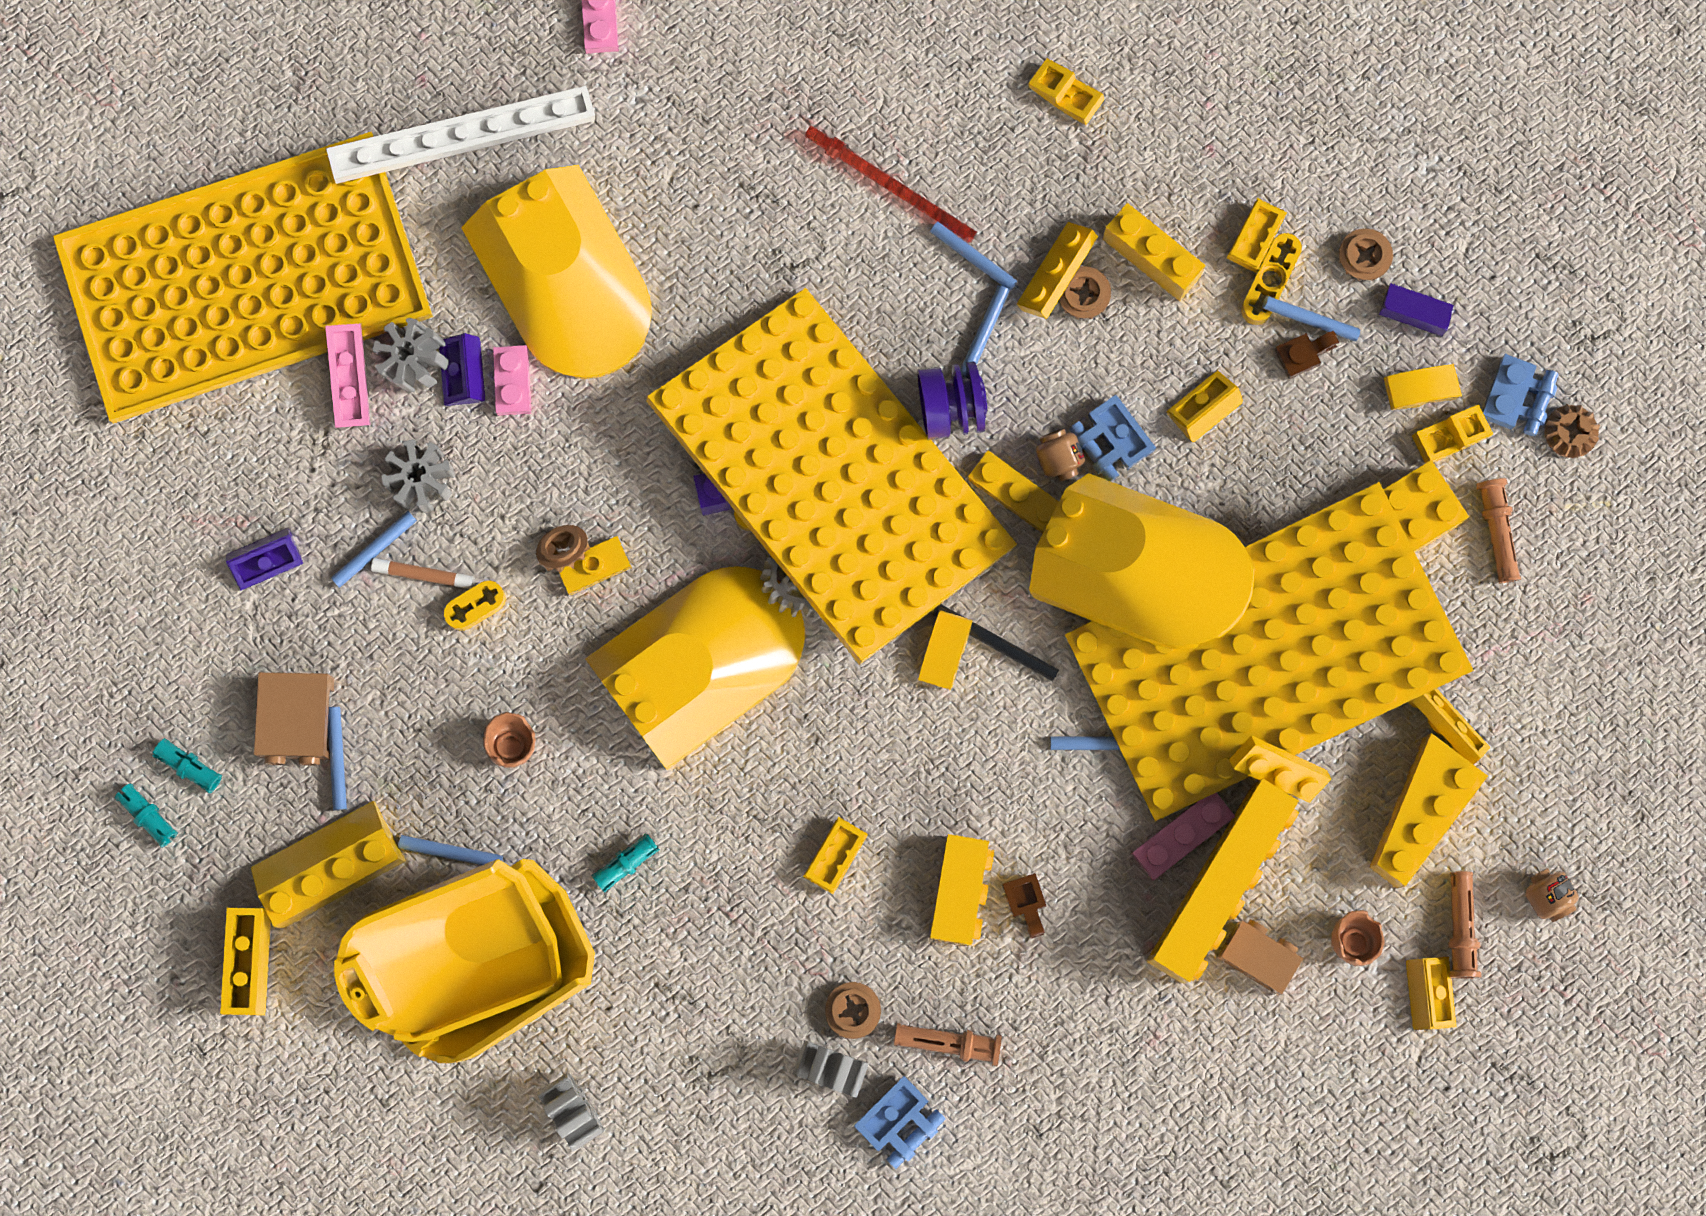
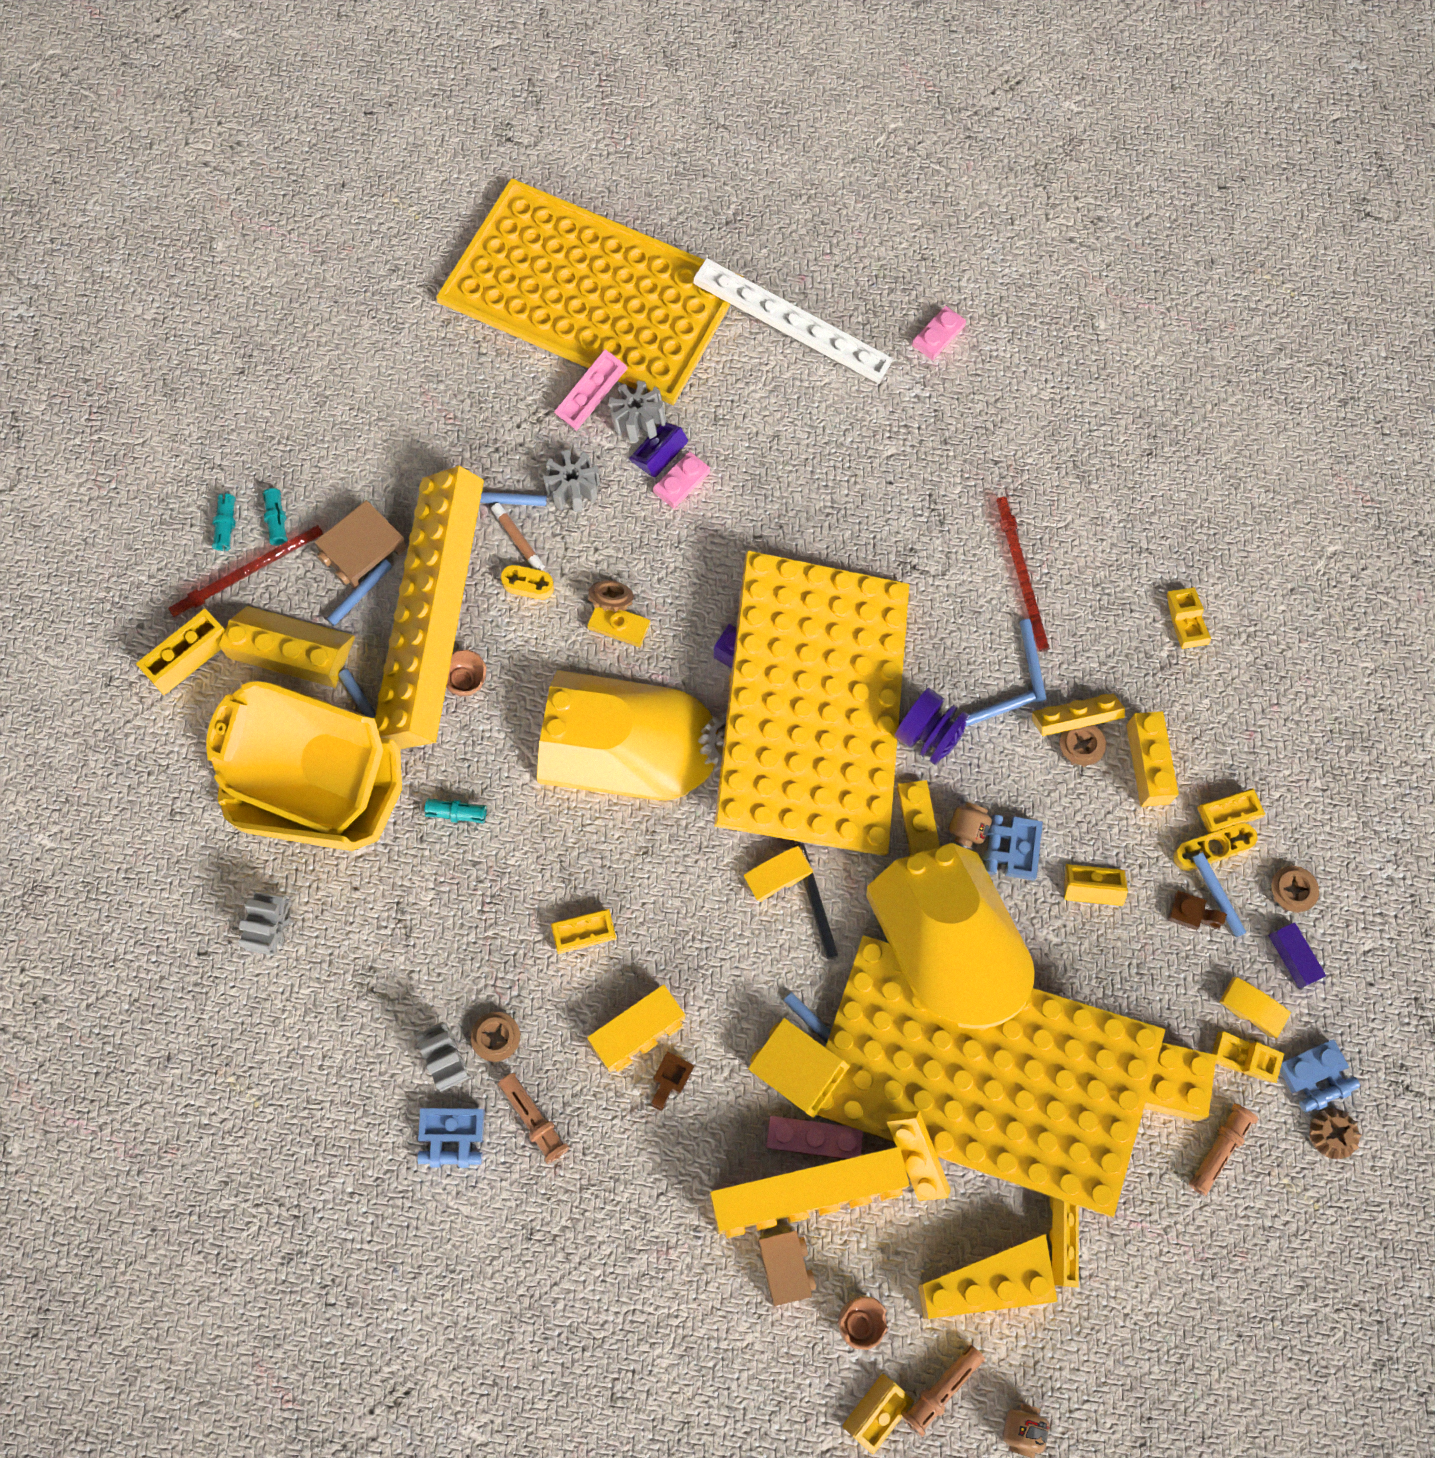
camera: 40 degrees right, 10 degrees down
(198, 903) = (196, 598): none -> clear red bar
(264, 559) = (438, 447): dark purple slope -> none
(418, 712) = (428, 608): none -> yellow brick
(562, 273) = (773, 446): yellow windscreen -> none
(1118, 793) = (798, 1067): none -> yellow brick

